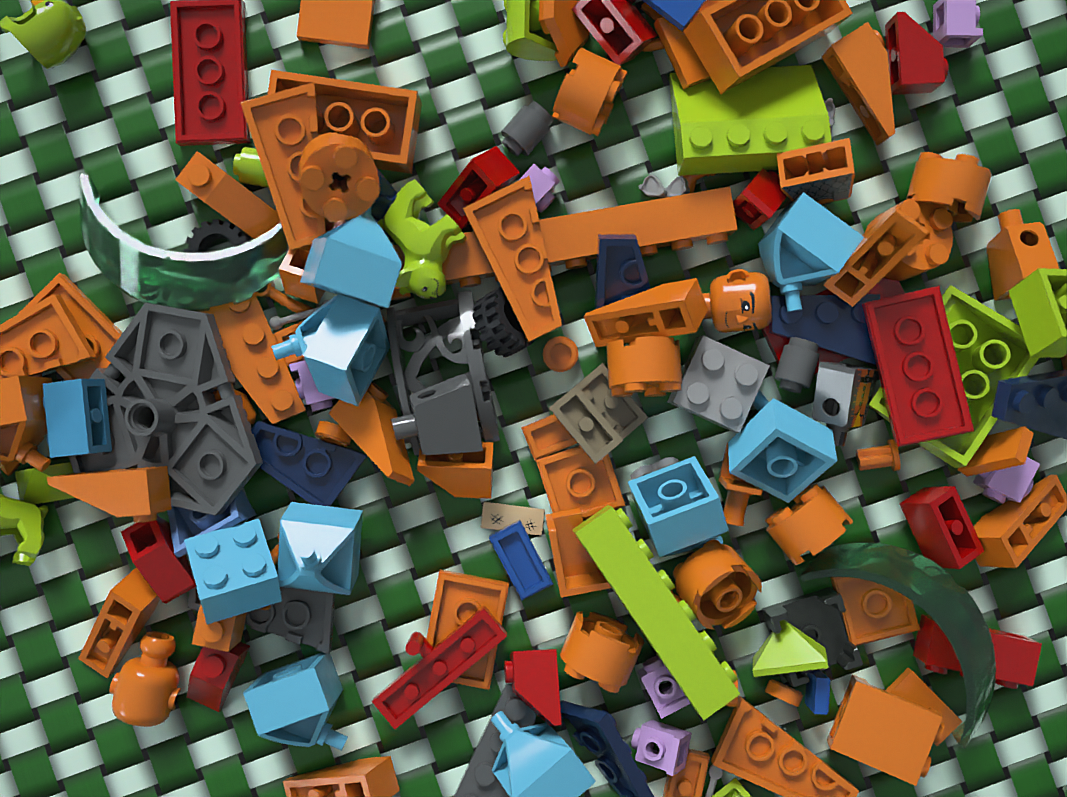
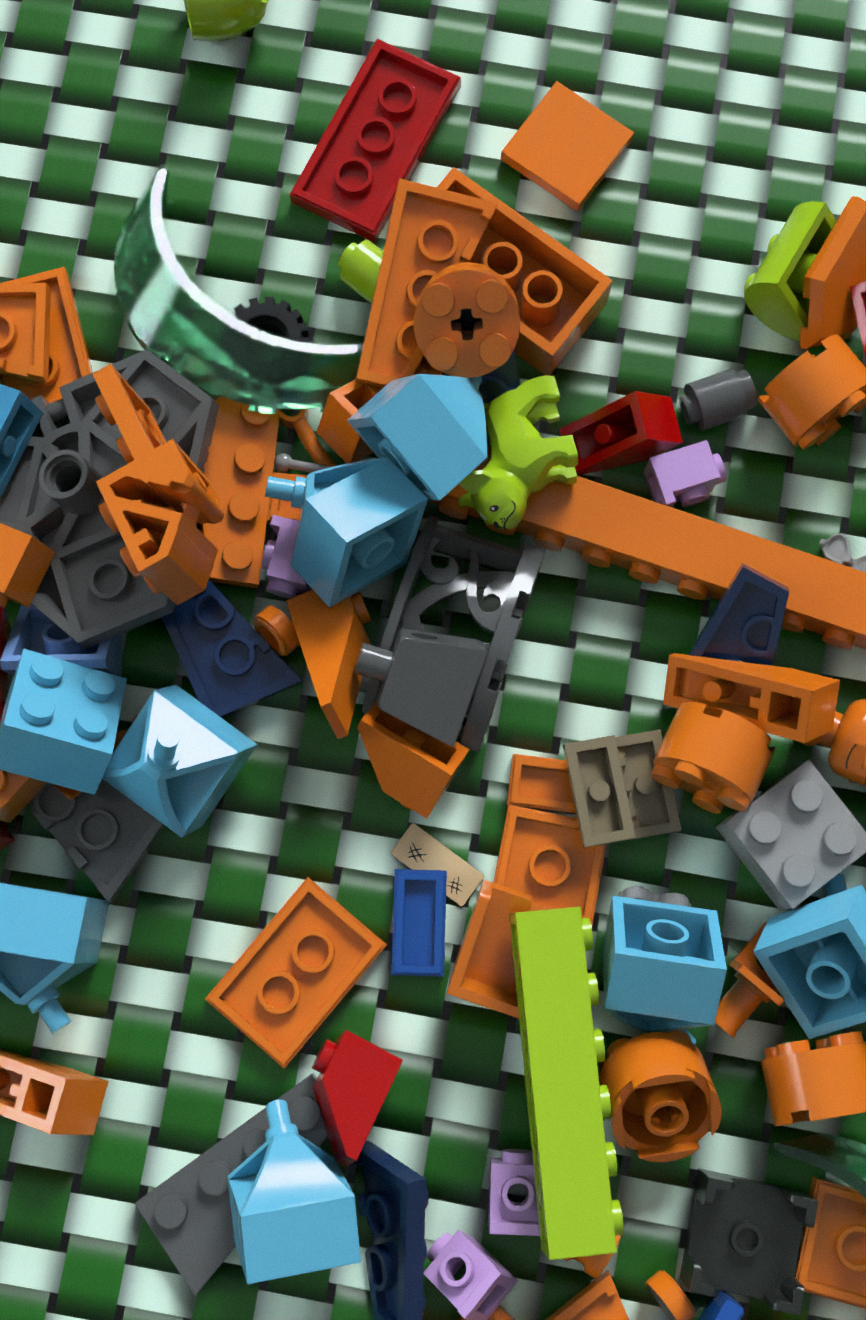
camera: 25 degrees right, 10 degrees down
(201, 393) = (155, 497): none -> orange piece
(227, 196) = (314, 281): orange slope -> none
(438, 665) = (238, 996): red plate -> none
(499, 324) = (566, 608): black tyre -> none
(515, 248) = (629, 528): orange wing -> none
(560, 354) = (612, 691): orange tile -> none
(600, 651) = (459, 1096): orange brick -> none
(788, 653) = (707, 1240): lime slope -> none

